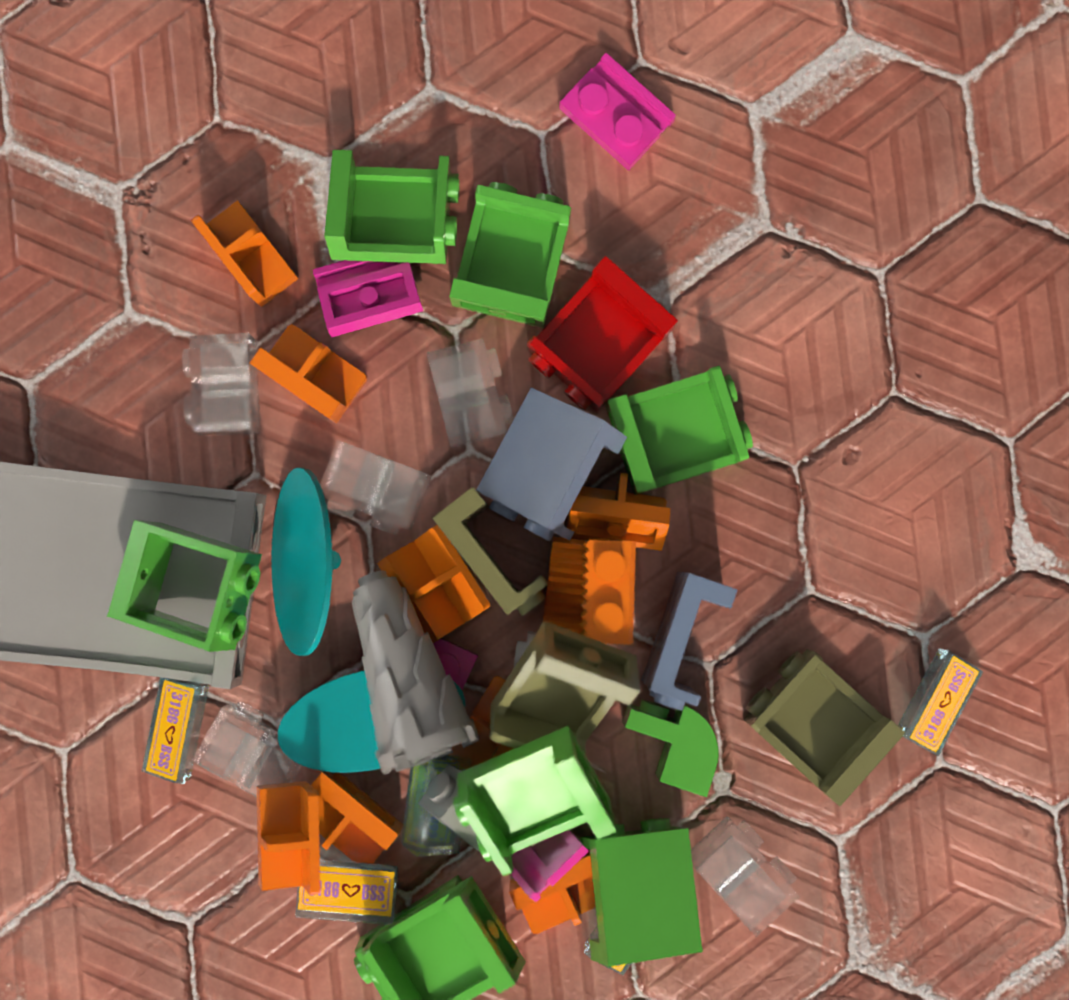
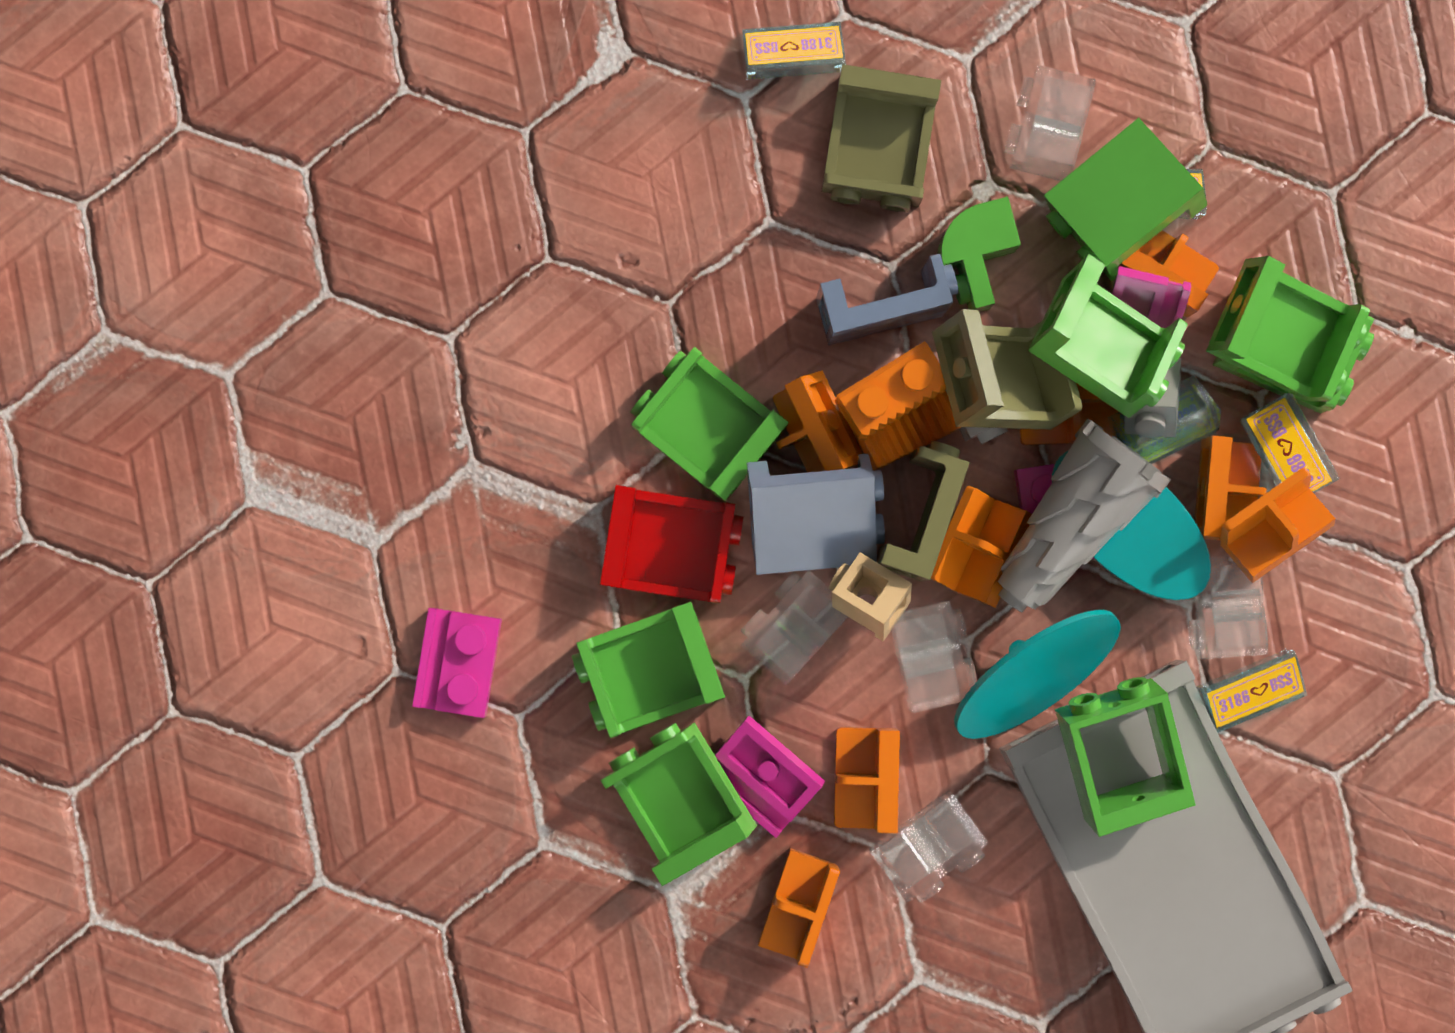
camera: 130 degrees left, 0 degrees up
(471, 471) = (871, 578): none -> tan brick

